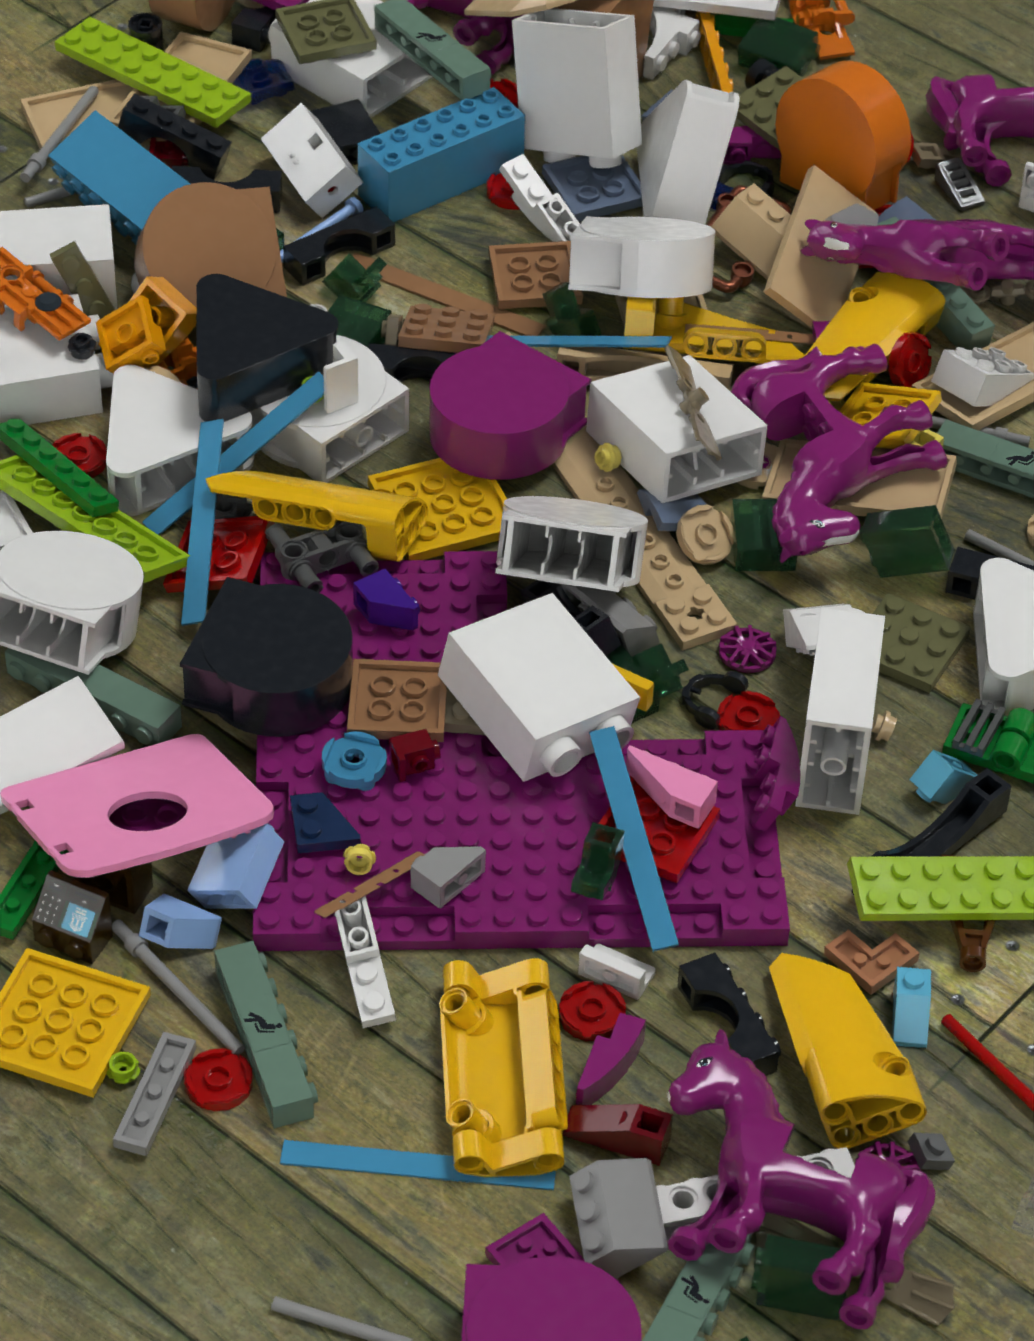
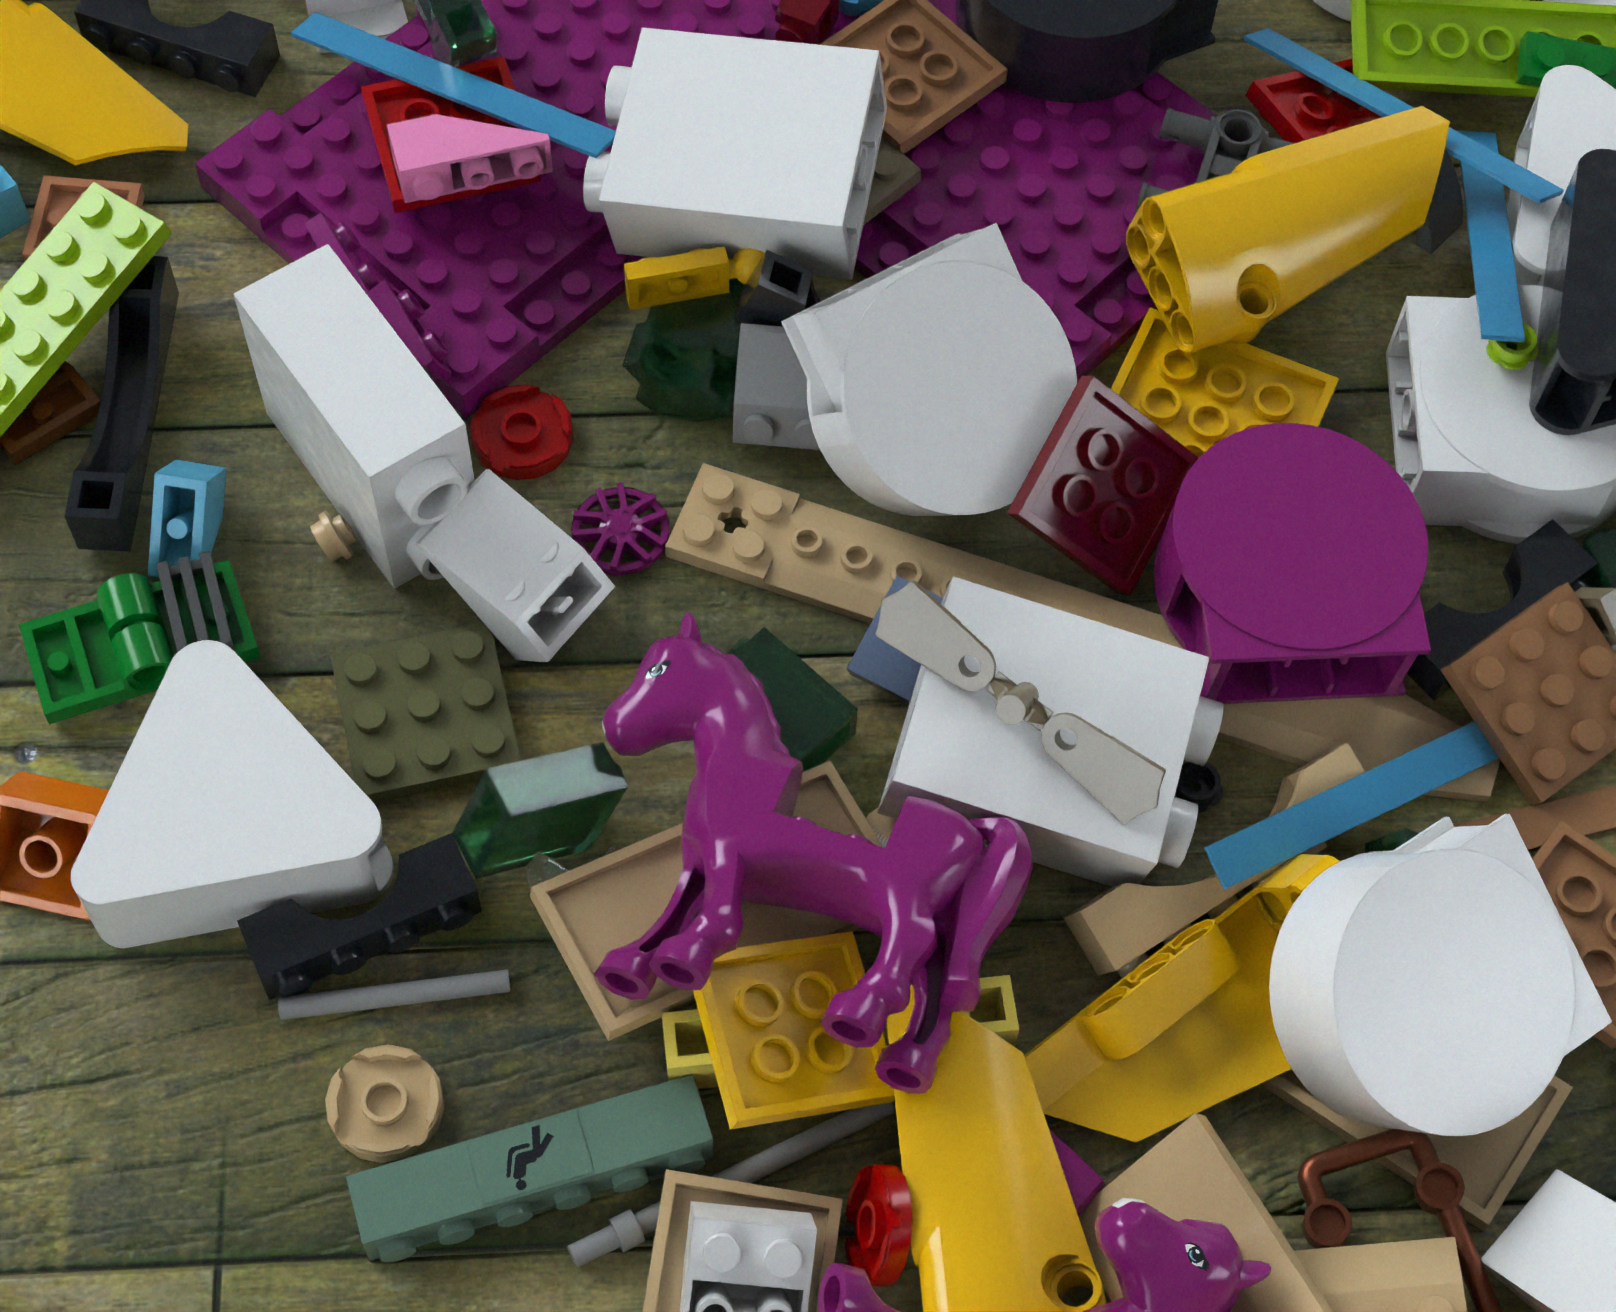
camera: 135 degrees right, 15 degrees up
(341, 379) = (1488, 353): white panel -> none
(385, 601) = (1066, 171): dark purple slope -> none
(538, 486) = (1103, 485): none -> dark red plate
(702, 714) = (590, 458): black piece -> none
(705, 534) = (837, 630): tan tile -> none
(778, 336) = (1167, 1099): medium nougat piece -> none

